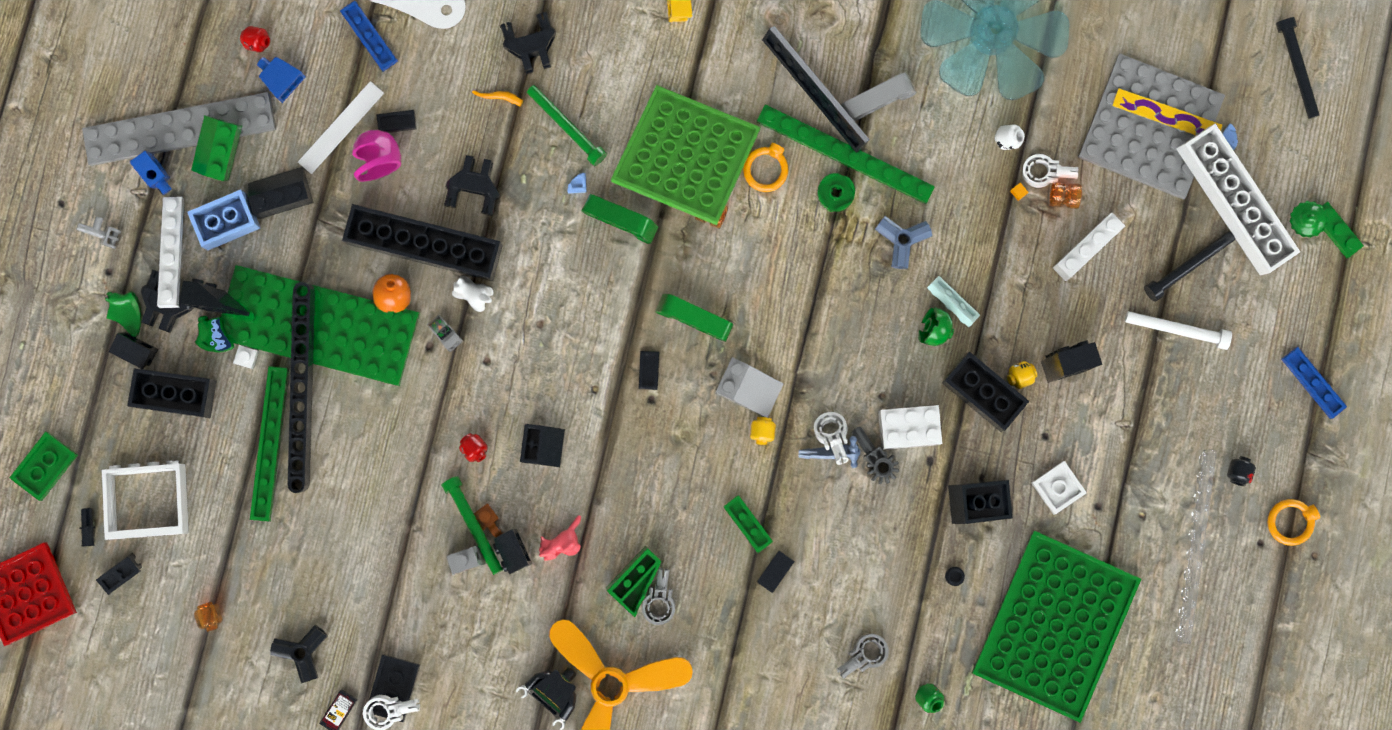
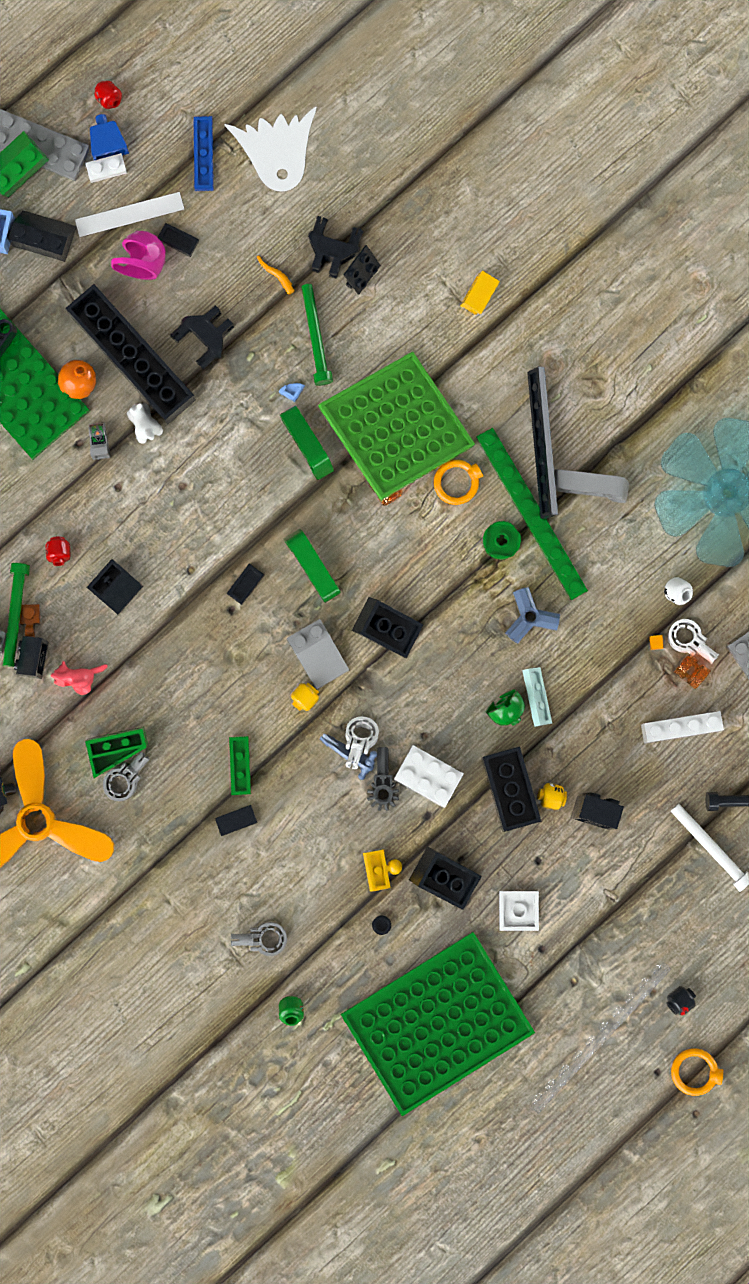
camera: 30 degrees right, 0 degrees up
(294, 101) = (106, 168): none -> white plate
(568, 45) = (361, 270): none -> black hinge
(791, 327) = (387, 627): none -> black slope
(921, 532) = (378, 871): none -> yellow plate

